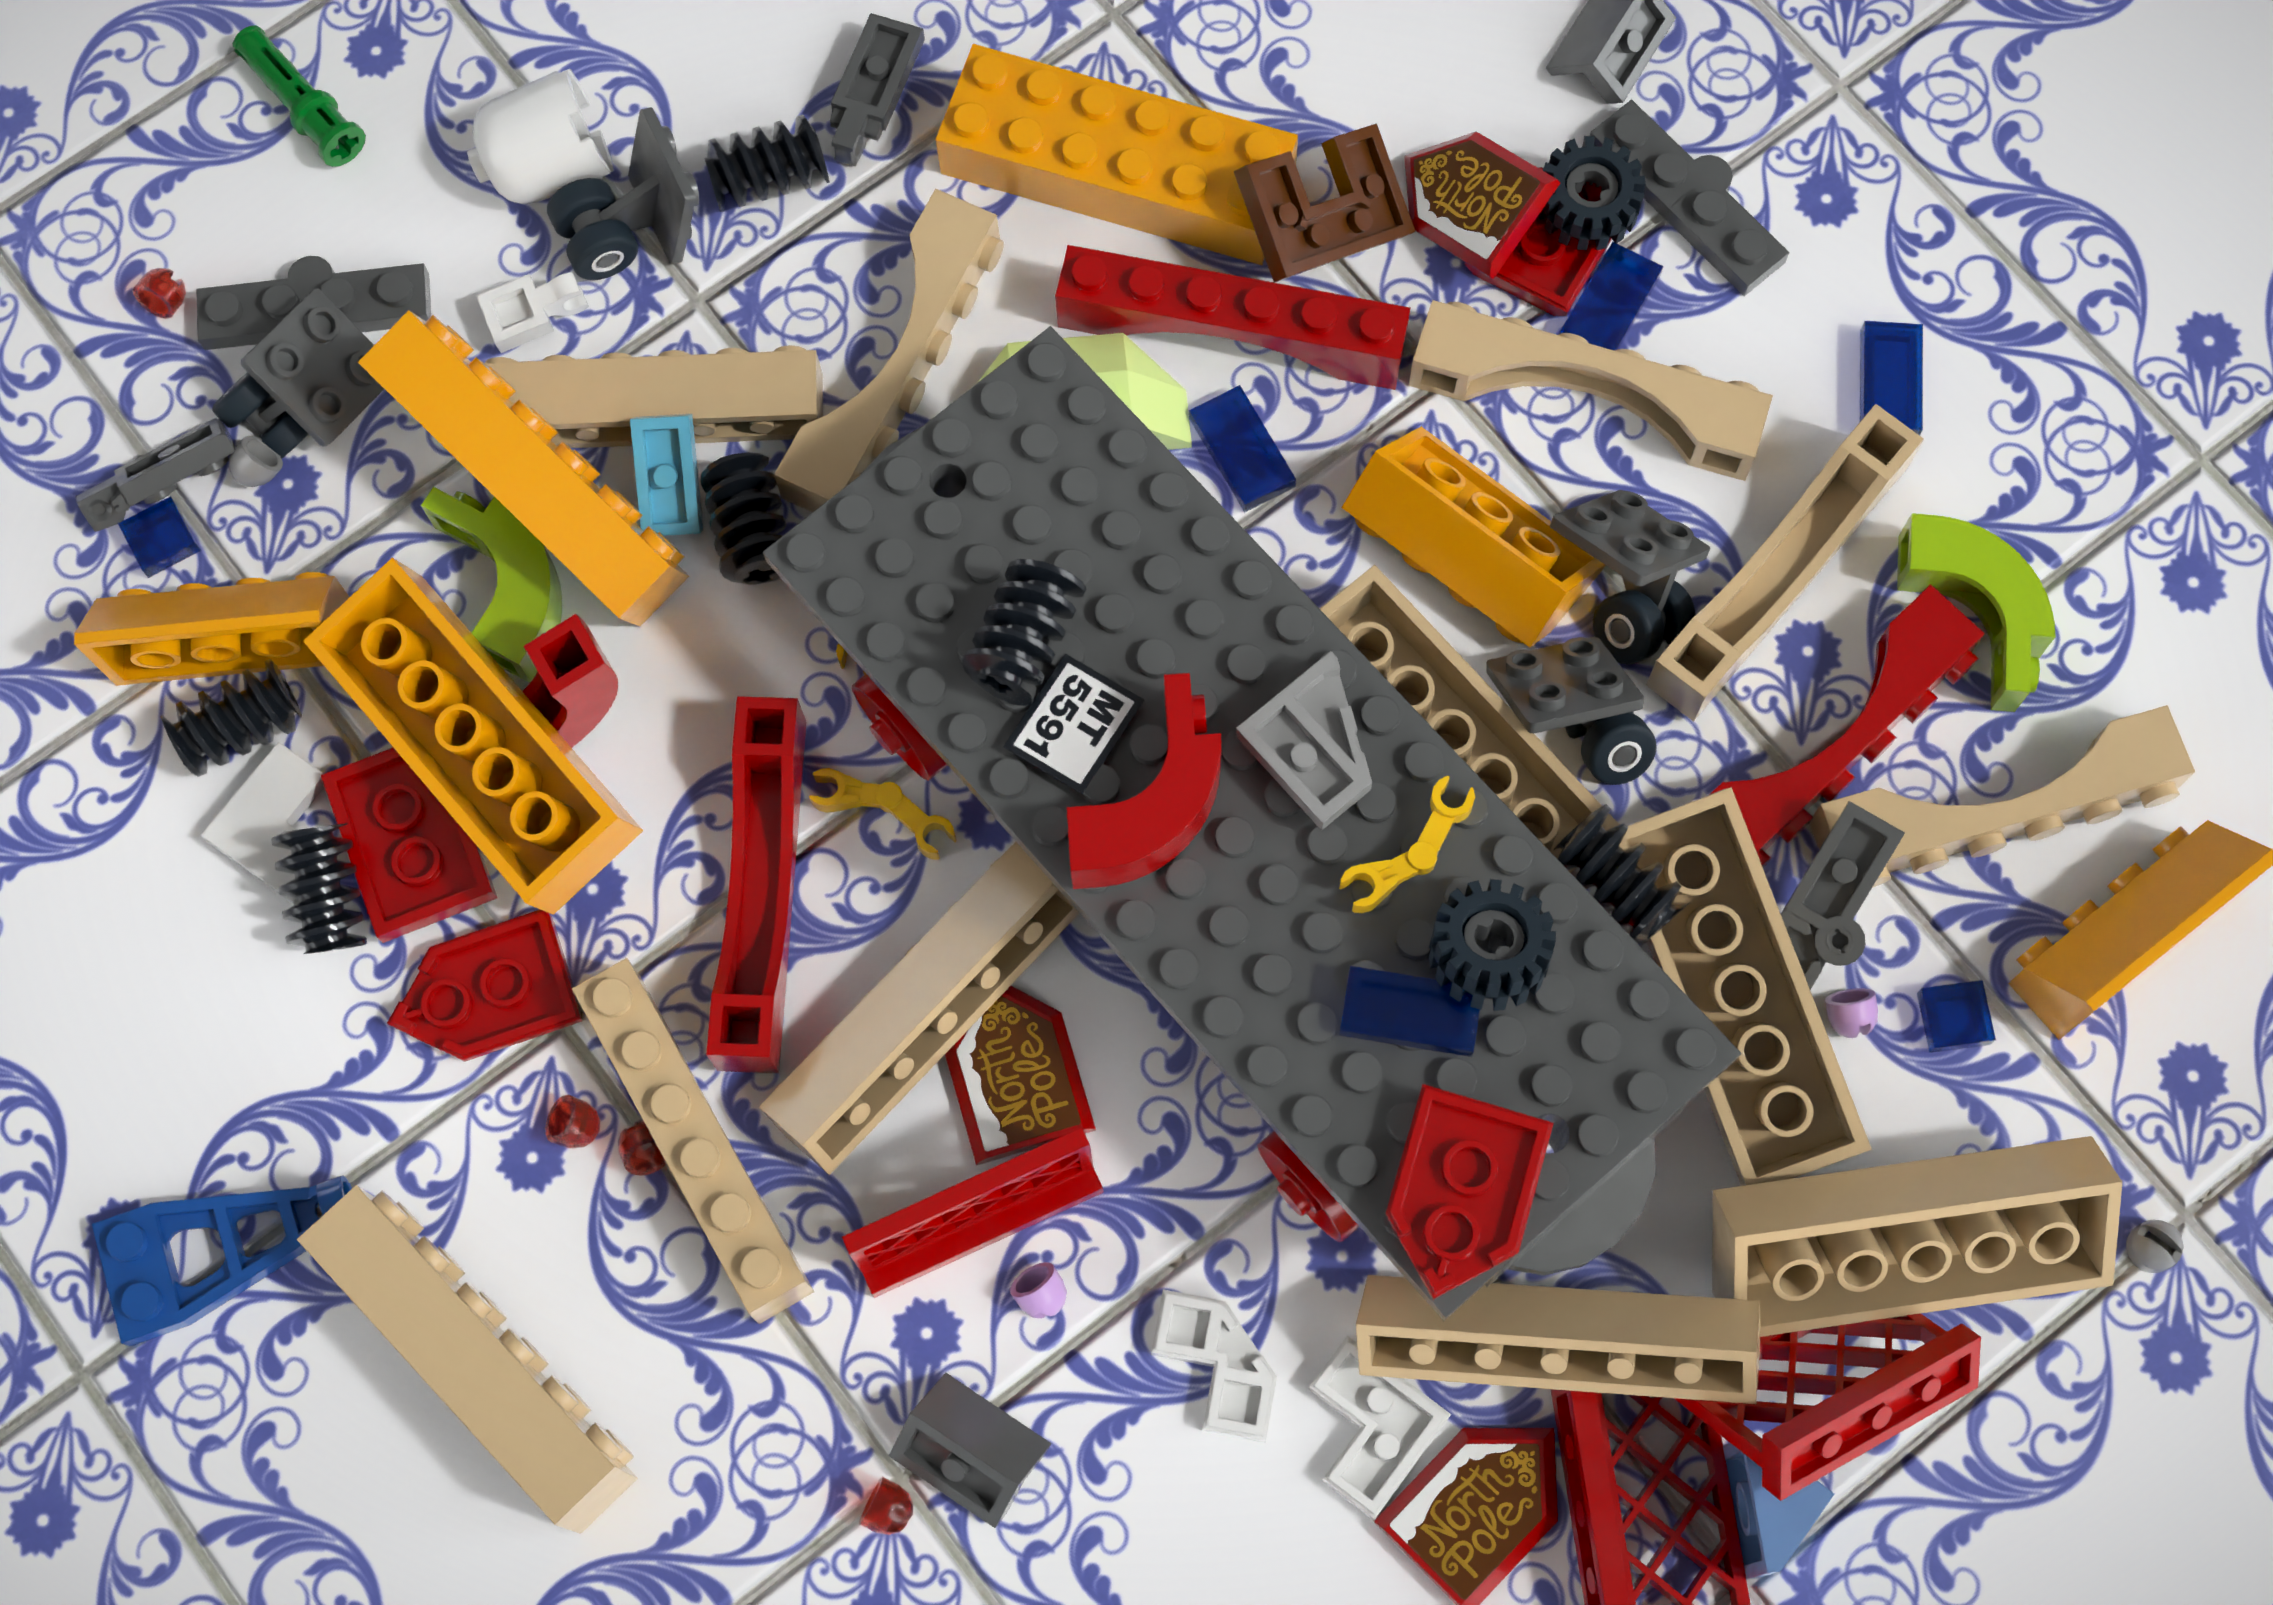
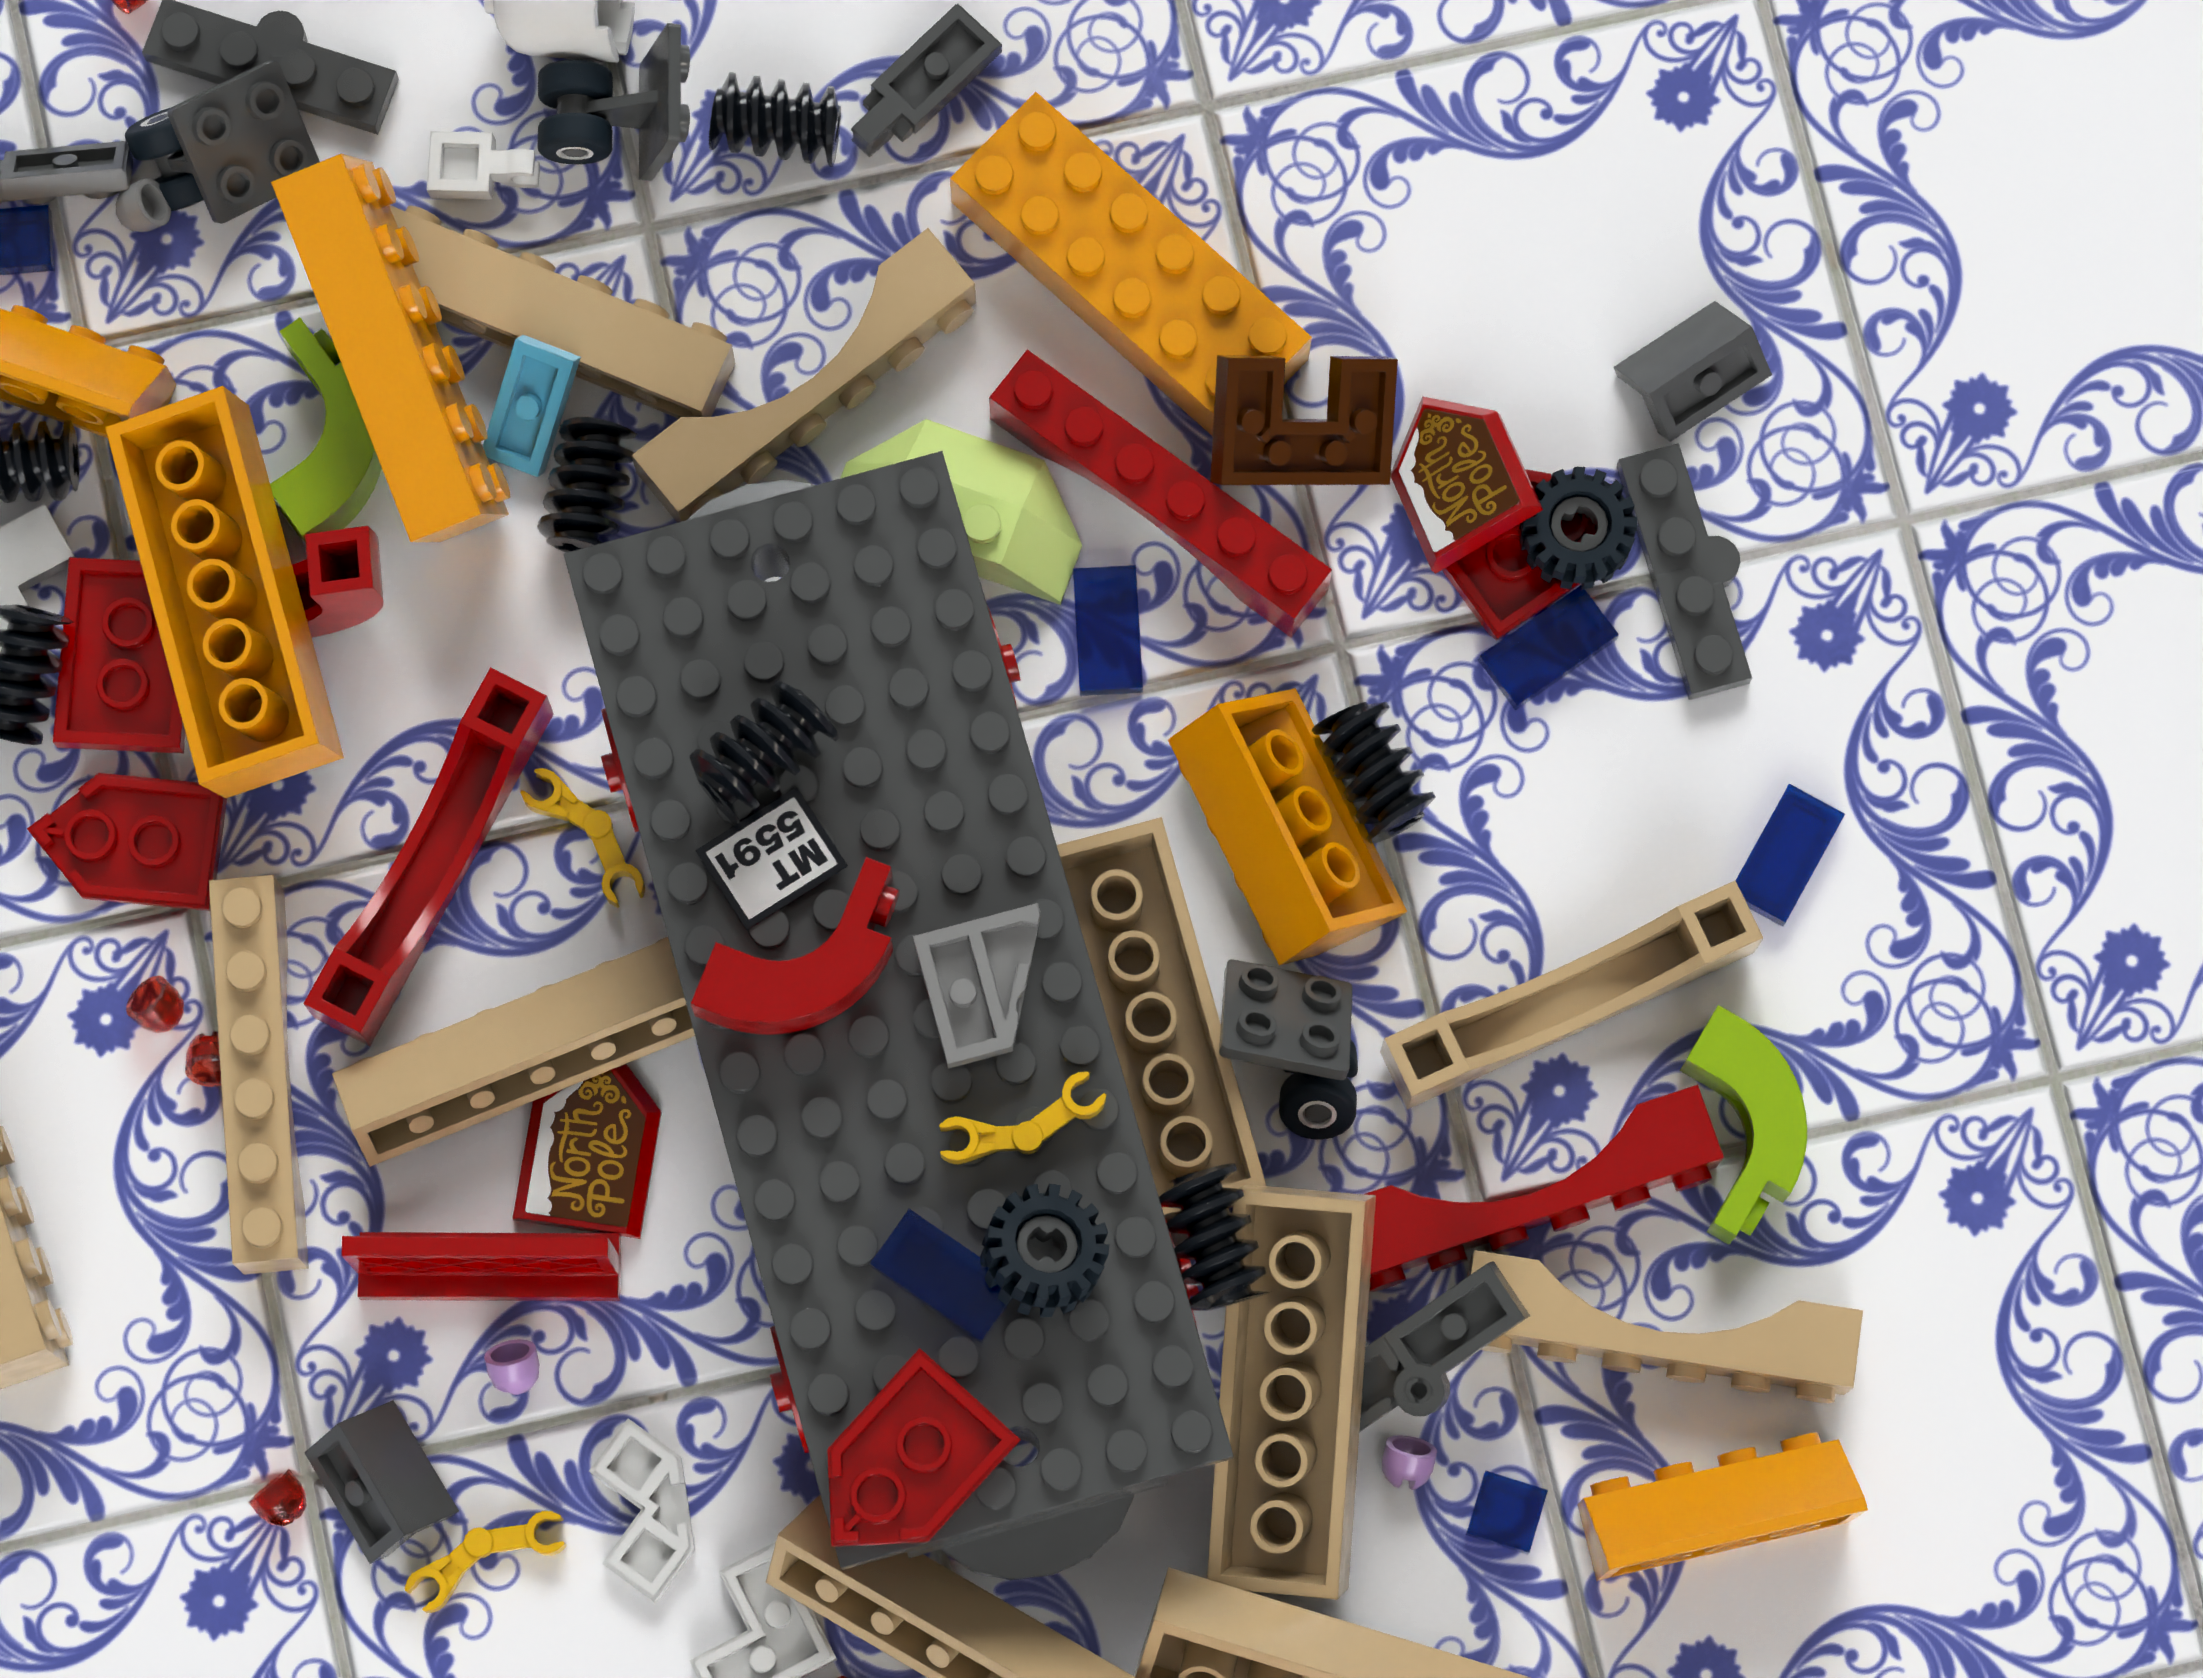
camera: 20 degrees right, 5 degrees up
(1084, 1464) = (477, 1545): none -> yellow piece
(1524, 455) = (1375, 769): none -> black piece
(1647, 554) = (1434, 919): dark grey plate -> none
(1704, 418) = (1381, 642): tan arch -> none

